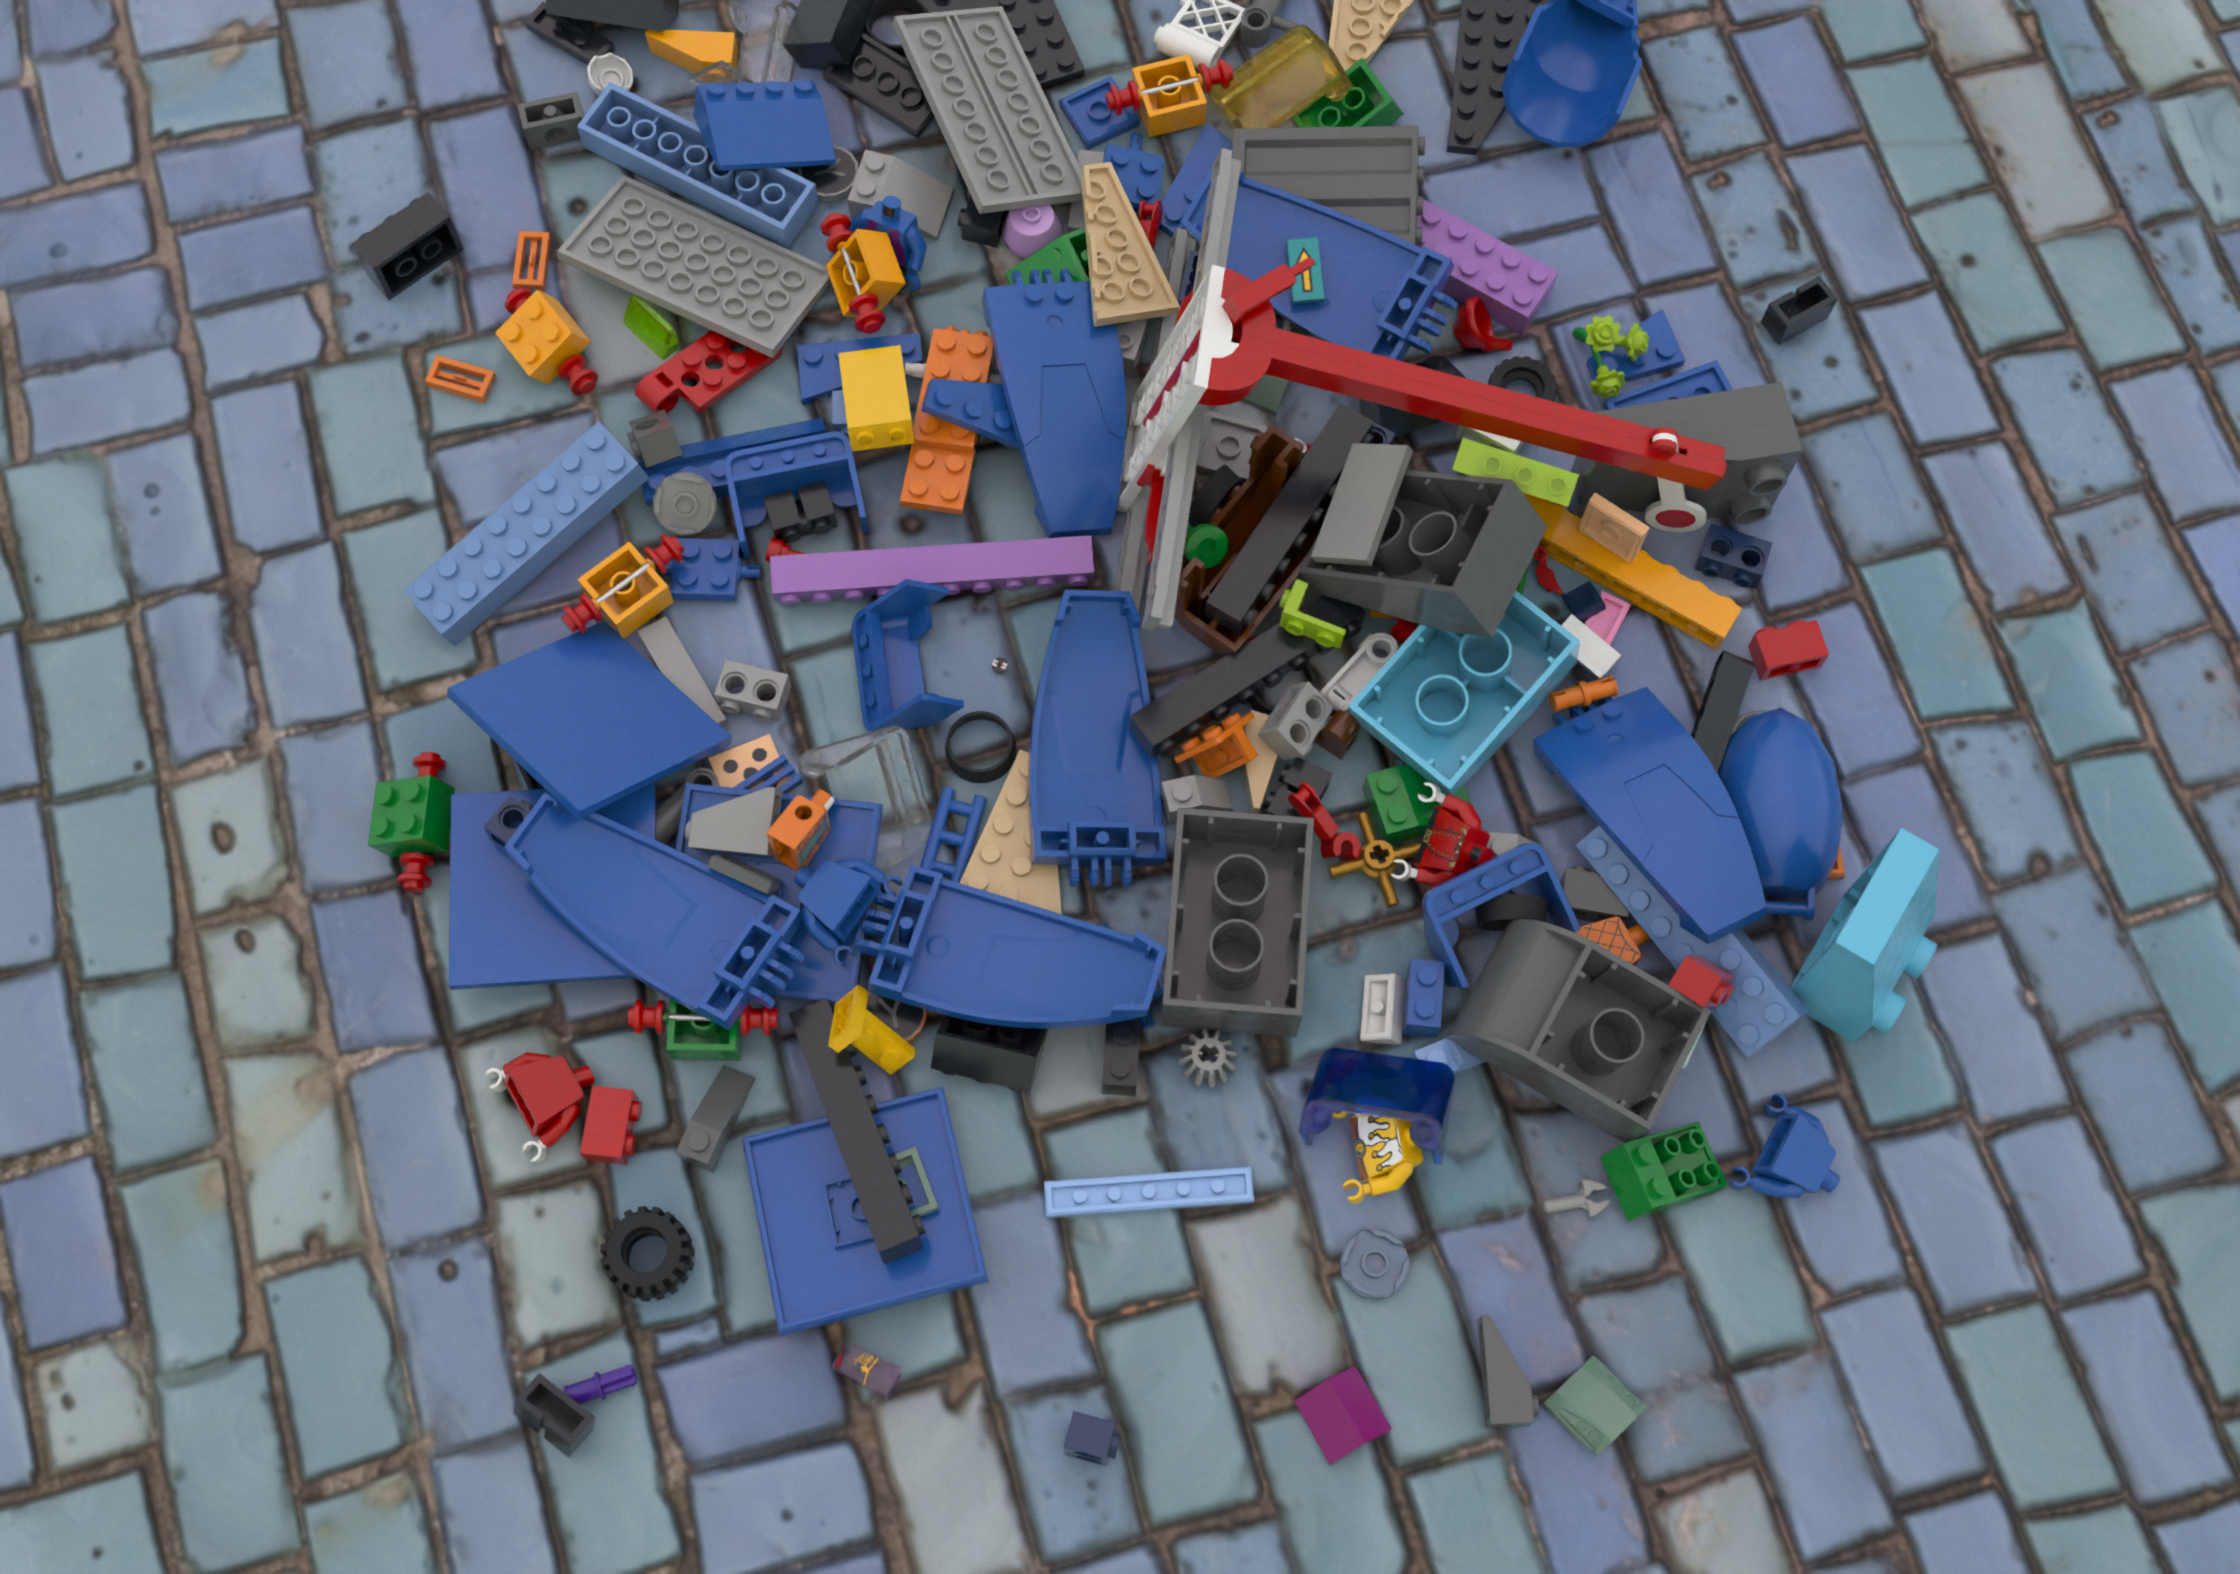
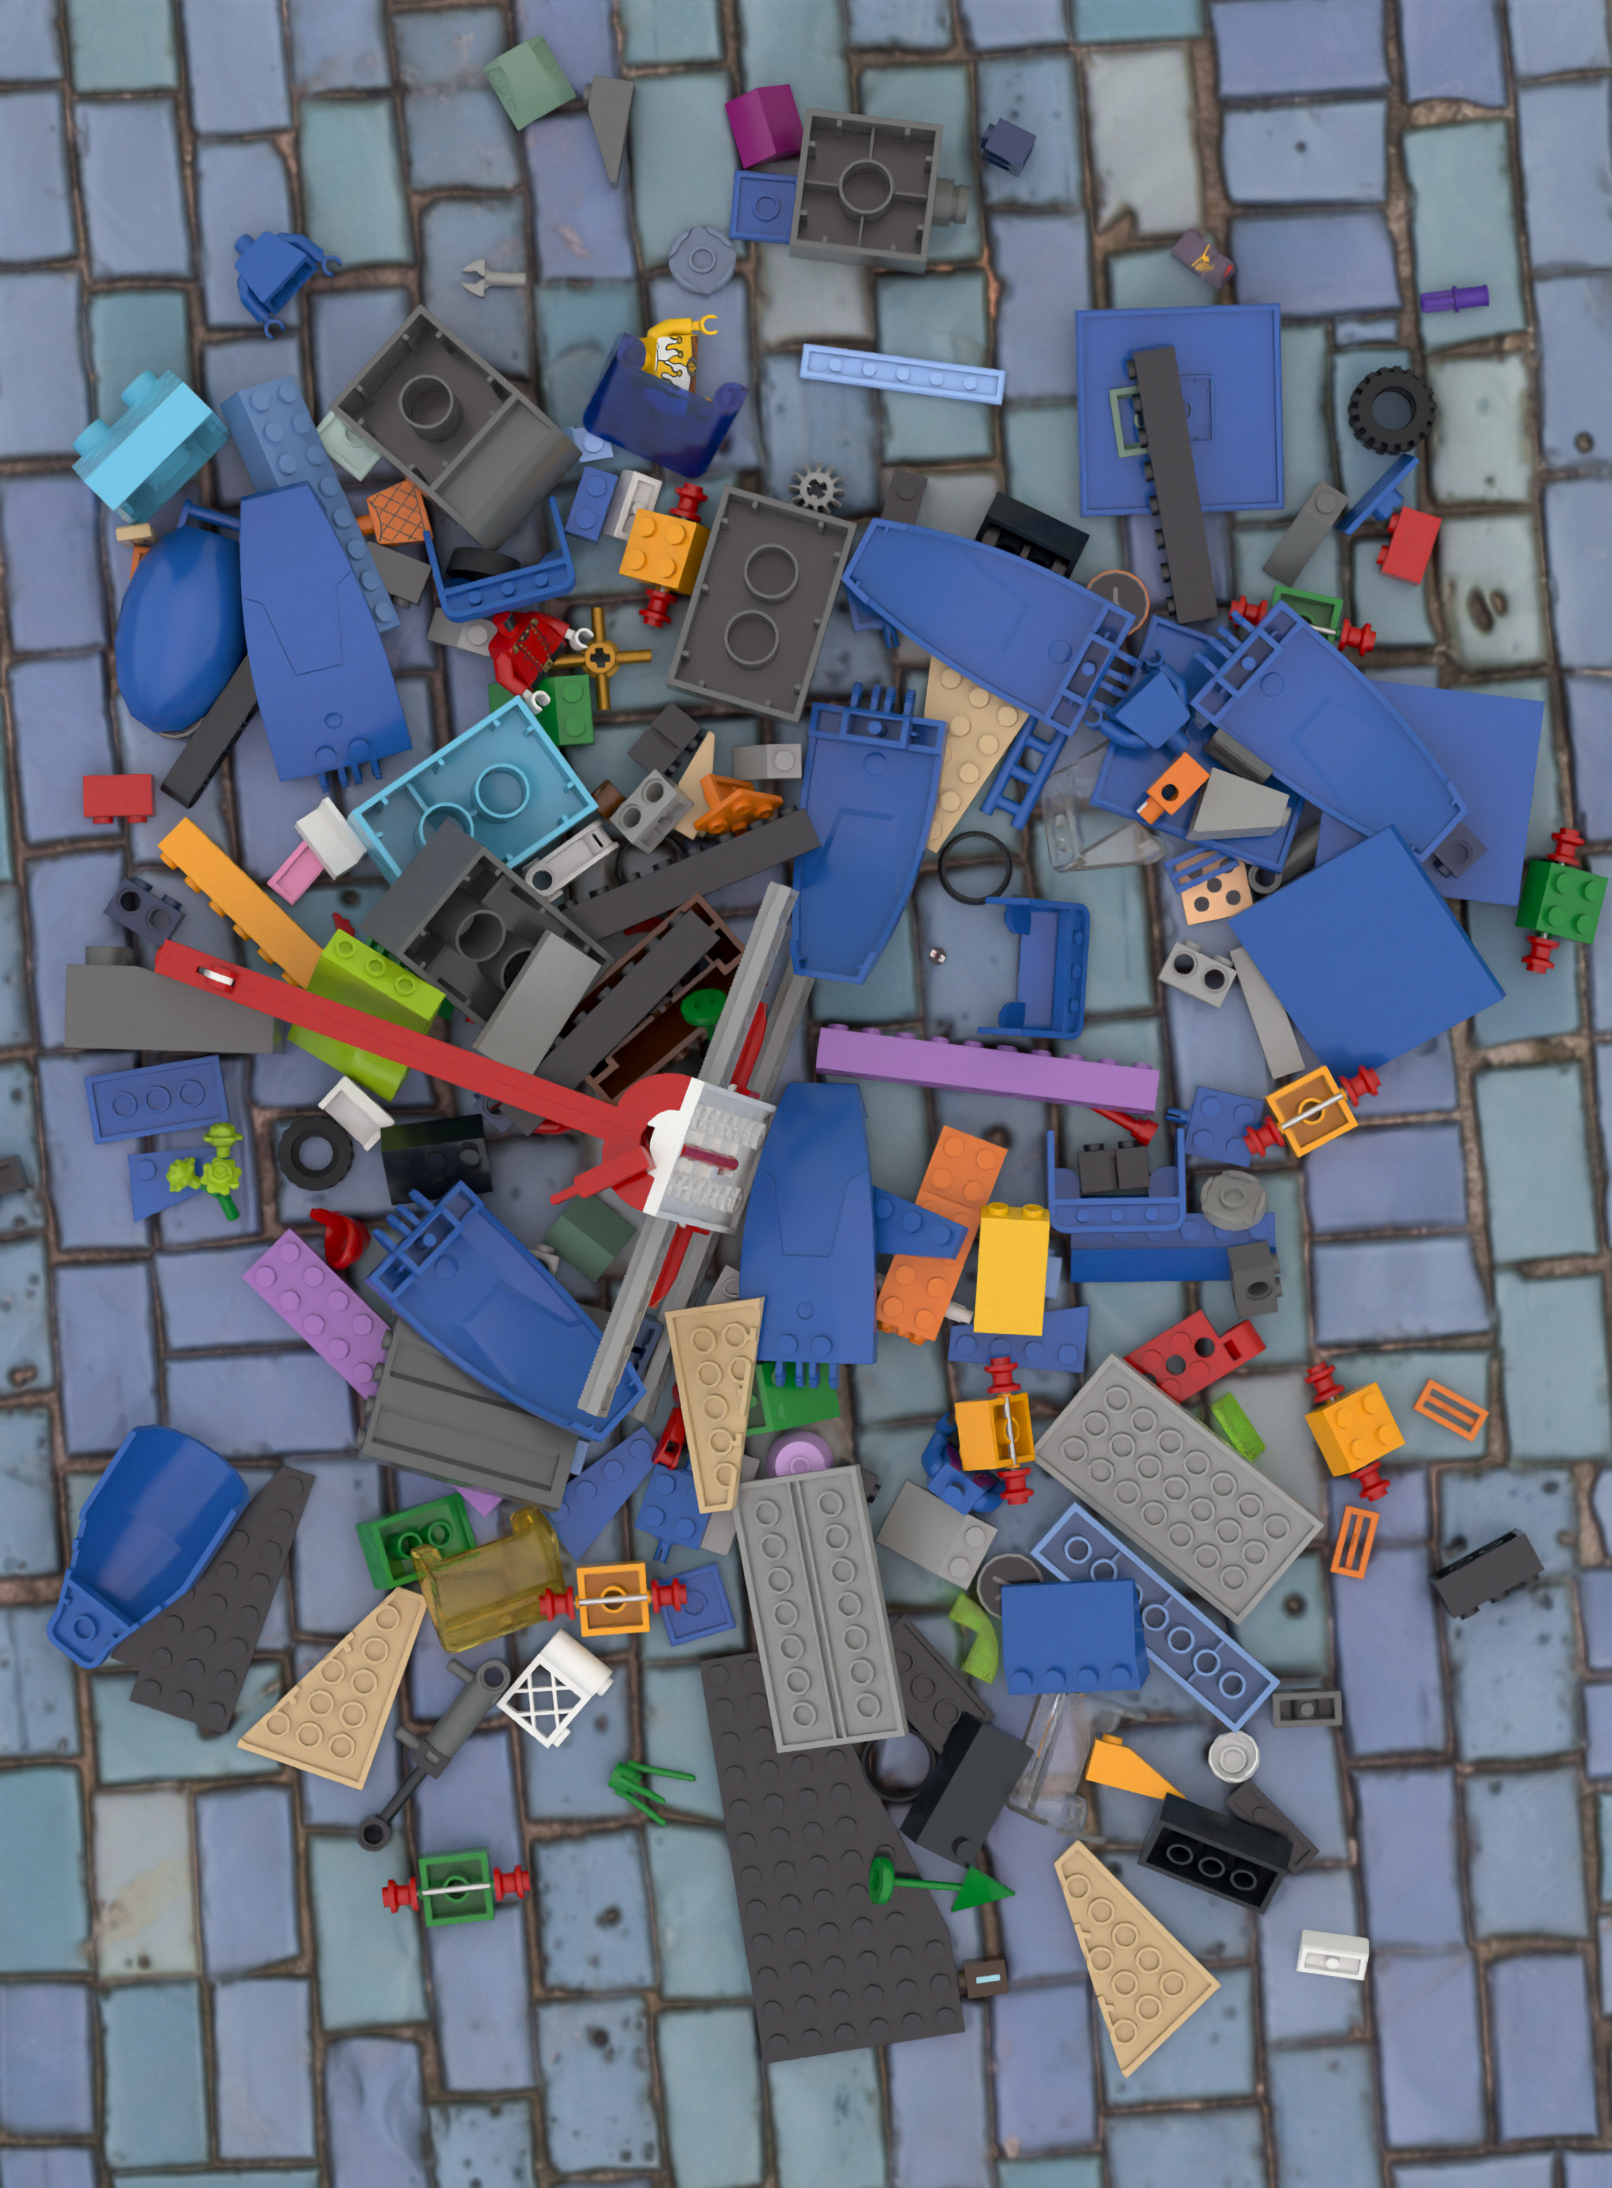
camera: 165 degrees left, 20 degrees up
(526, 534) = (1403, 1192): medium blue brick -> none
(544, 1094) = (1467, 588): red torso -> none
(549, 1408) = (1492, 269): black piece -> none
(647, 1167) = (1380, 497): none -> blue piece
(843, 115) = (983, 1652): none -> clear neon green brick
(867, 1033) = (1154, 580): yellow bracket -> none
(1223, 1353) = (871, 191): none -> dark grey brick
(1303, 624) = (628, 931): lime bracket -> none
(1309, 283) = (522, 1319): teal tile -> none
(1324, 1331) = (762, 207): none -> blue tile
(1340, 967) = (666, 552): none -> light orange brick
(1341, 845) = (642, 686): red piece -> none
(1583, 693) = (347, 786): orange pin -> none
(1584, 601) = (315, 894): dark blue tile -> none
(1613, 528) = (273, 948): light nougat tile -> none
(1662, 1170) = (392, 285): green slope -> none
(1703, 981) = (324, 441): red brick -> none
(1845, 876) = (136, 535): none -> tan tile

